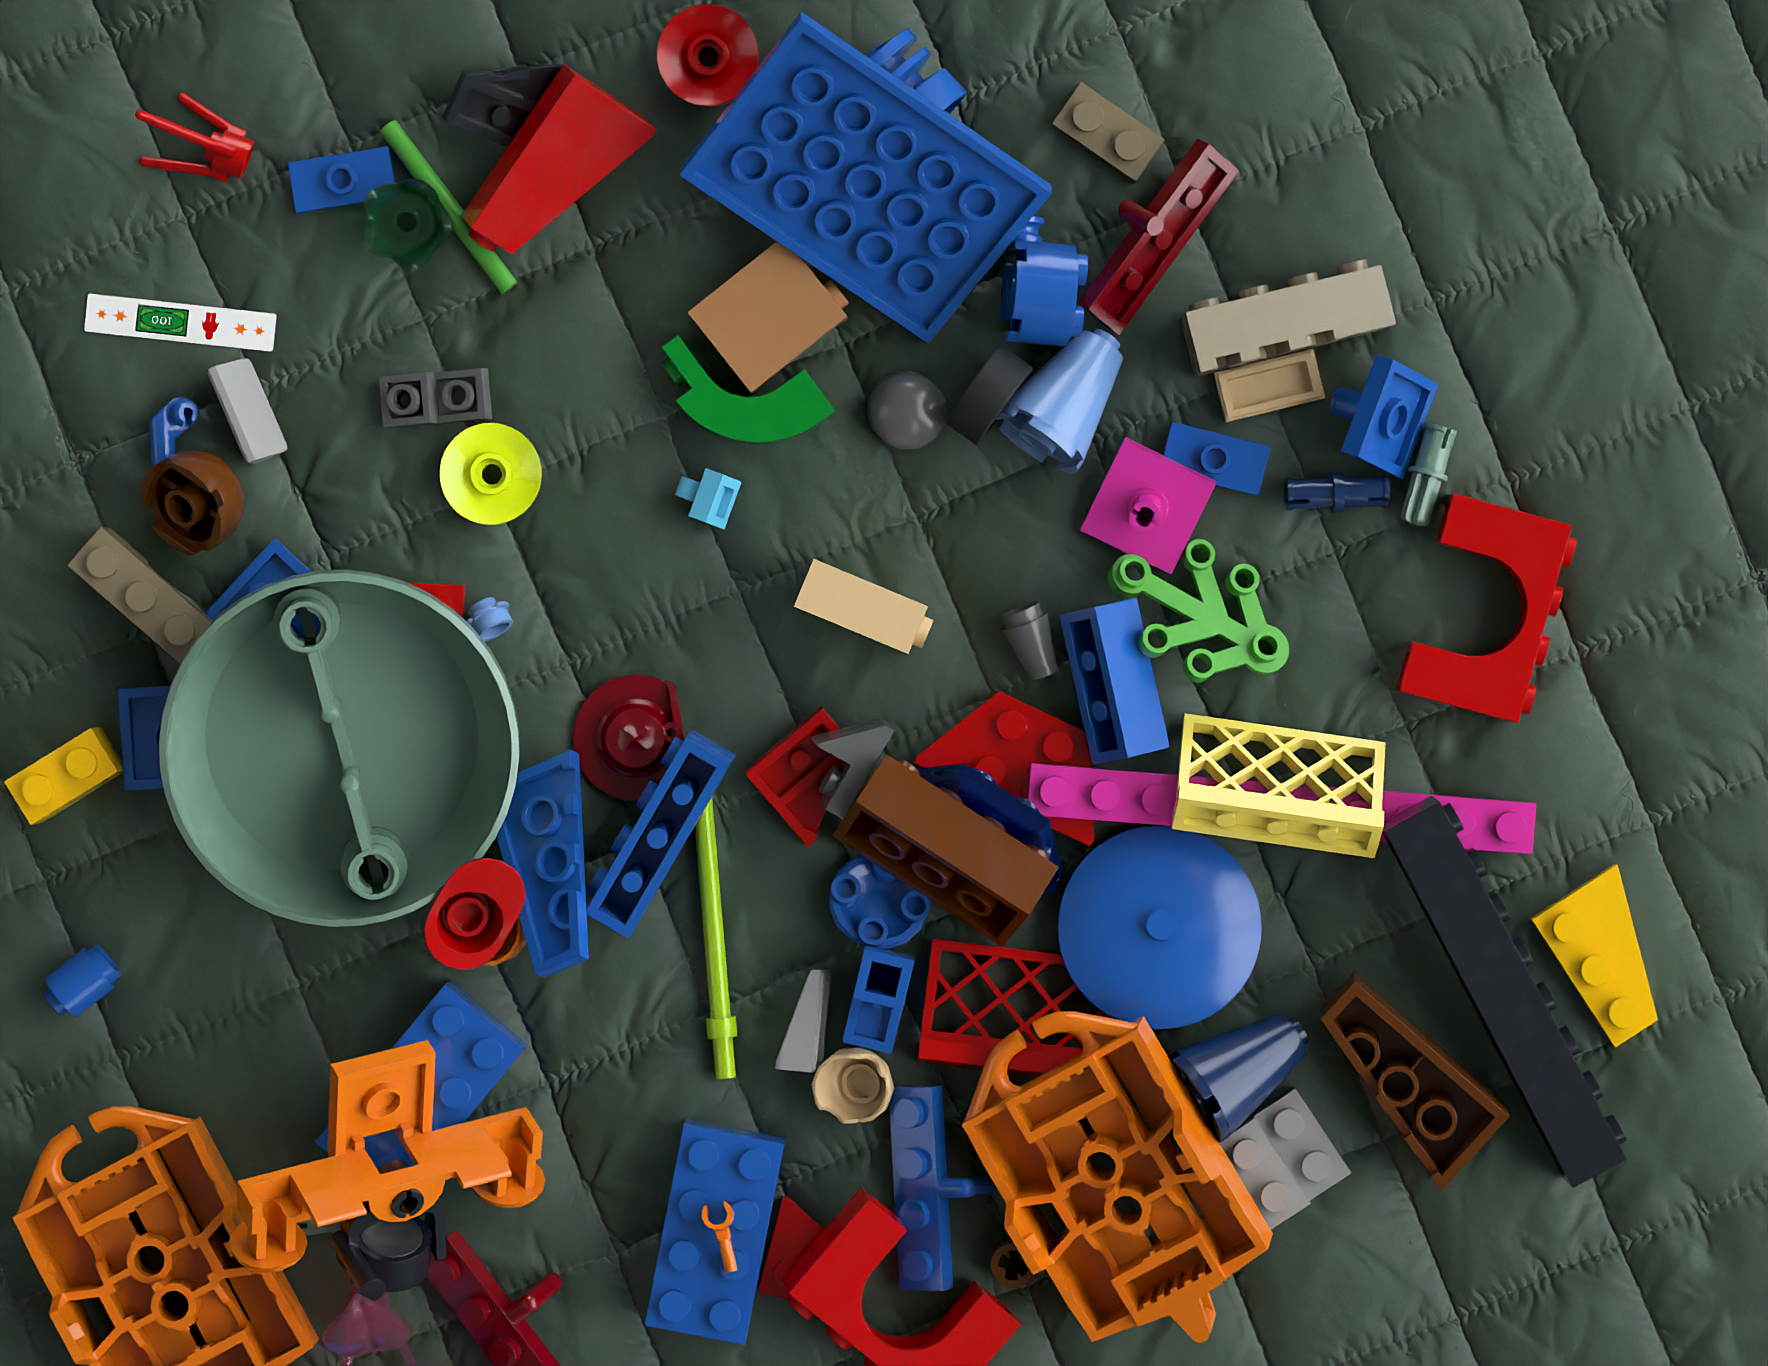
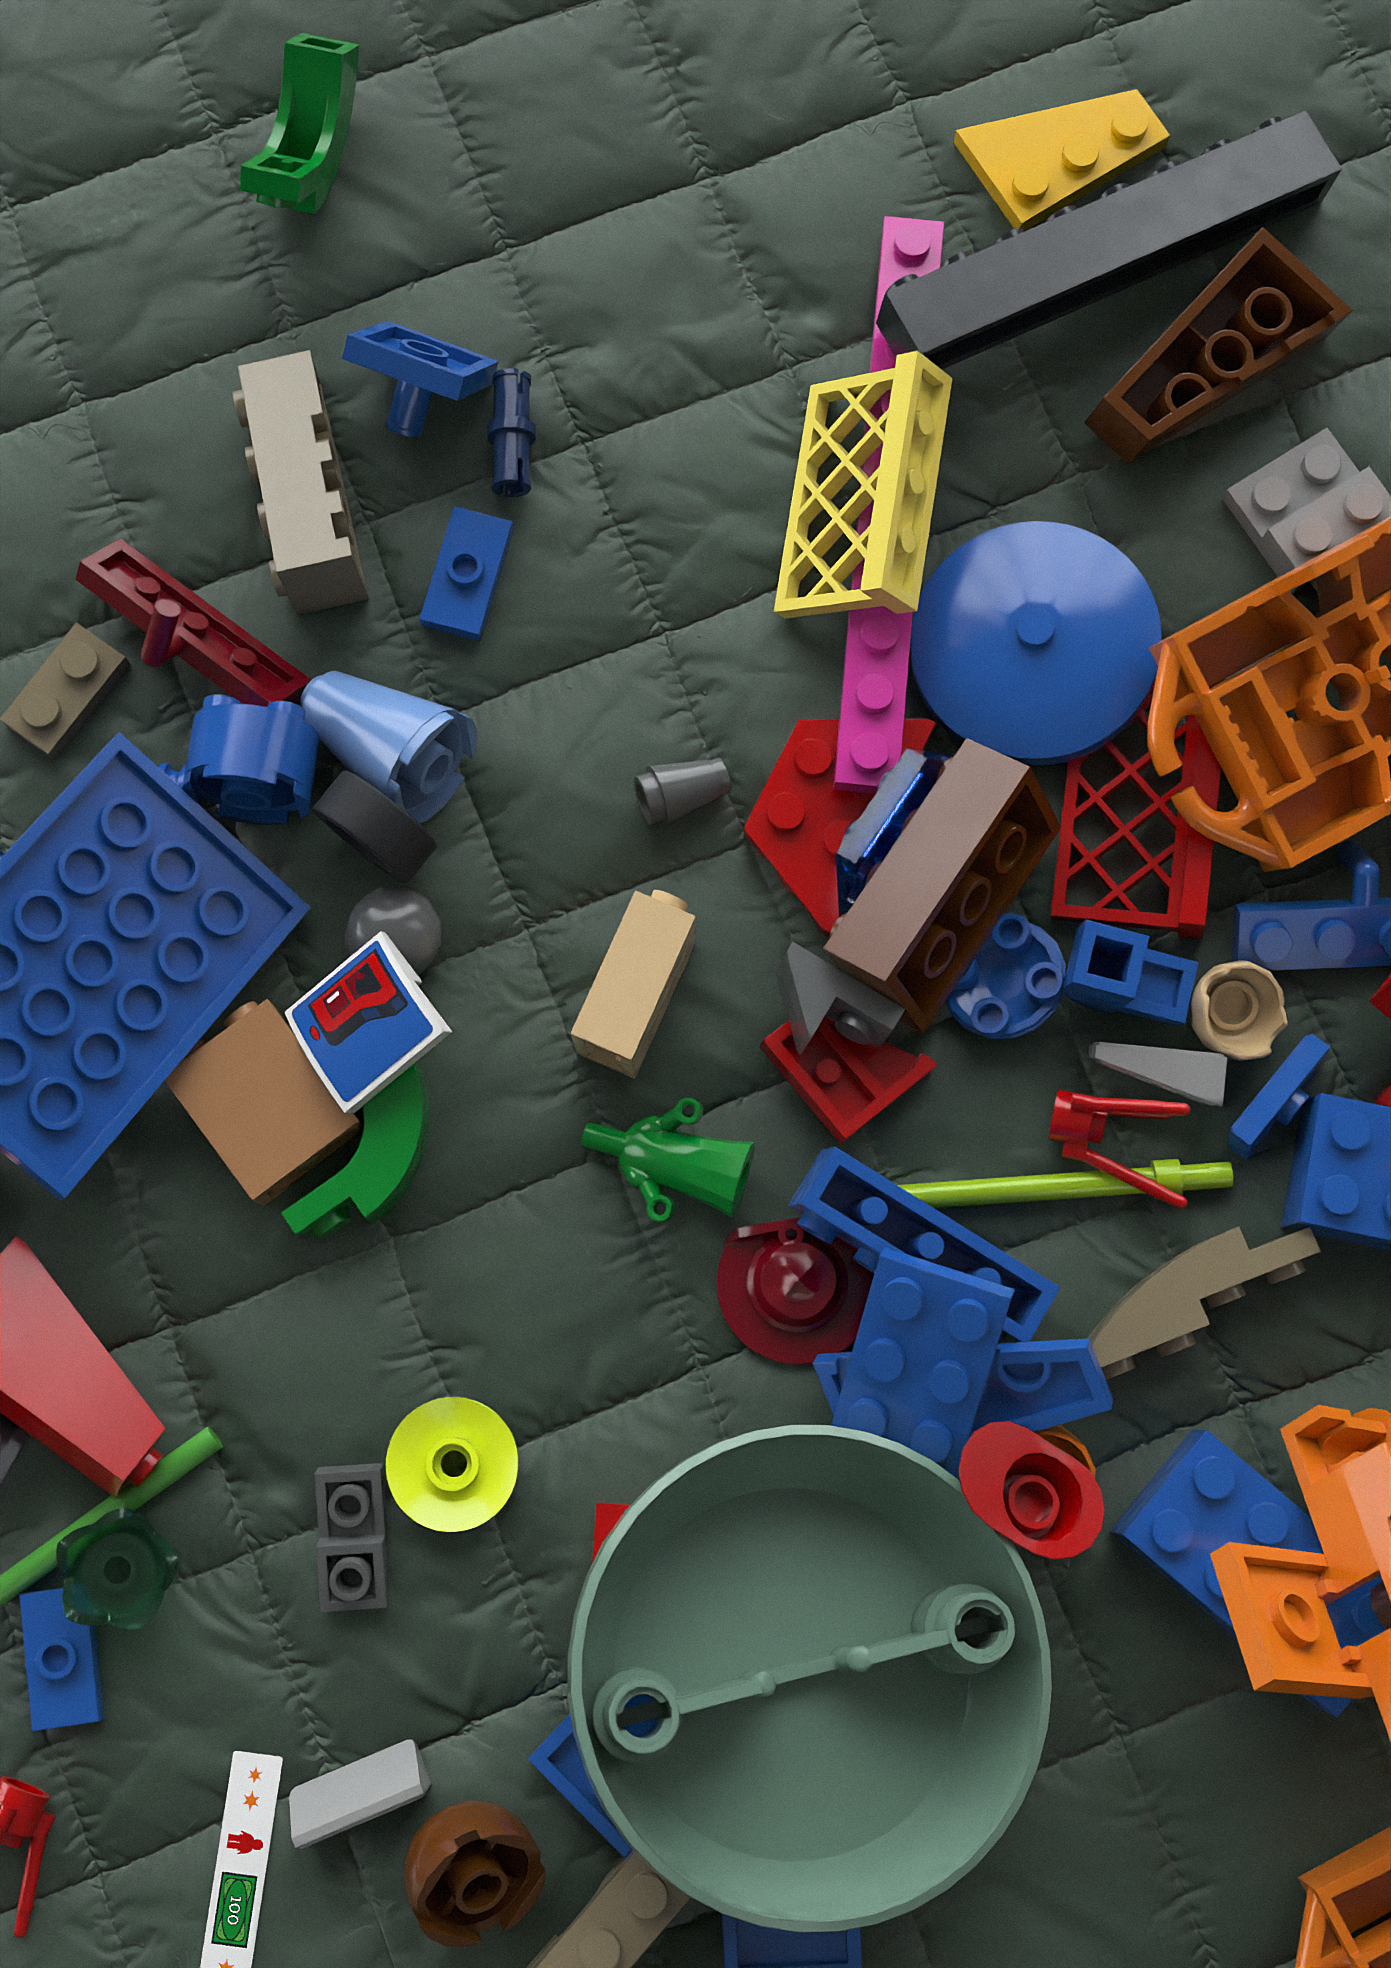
camera: 90 degrees left, 10 degrees down
(168, 425) = (372, 1902): blue arm -> none
(490, 618) = (638, 1467): medium blue plate -> none
(572, 831) = (922, 1356): none -> blue plate
(618, 1022) = (1167, 1302): none -> dark tan slope
(710, 497) = (493, 1179): medium azure tile -> none
(724, 655) = (688, 1163): none -> green piece
(765, 961) = (1083, 1118): none -> red plant
(784, 1117) = (1280, 1098): none -> blue plate
(827, 395) = (366, 1023): none -> slope
(1114, 681) = (734, 684): blue brick -> none
(1148, 505) = (520, 647): dark pink tile -> none
(1206, 617) = (651, 581): bright green plant -> none
(1239, 1069) = (1208, 543): dark blue cone -> none
(1269, 385) = (381, 511): tan tile -> none
(1427, 474) = (491, 330): sand green axle -> none
(1533, 555) = (597, 212): red arch -> none
(1603, 309) = (309, 126): none -> green arch

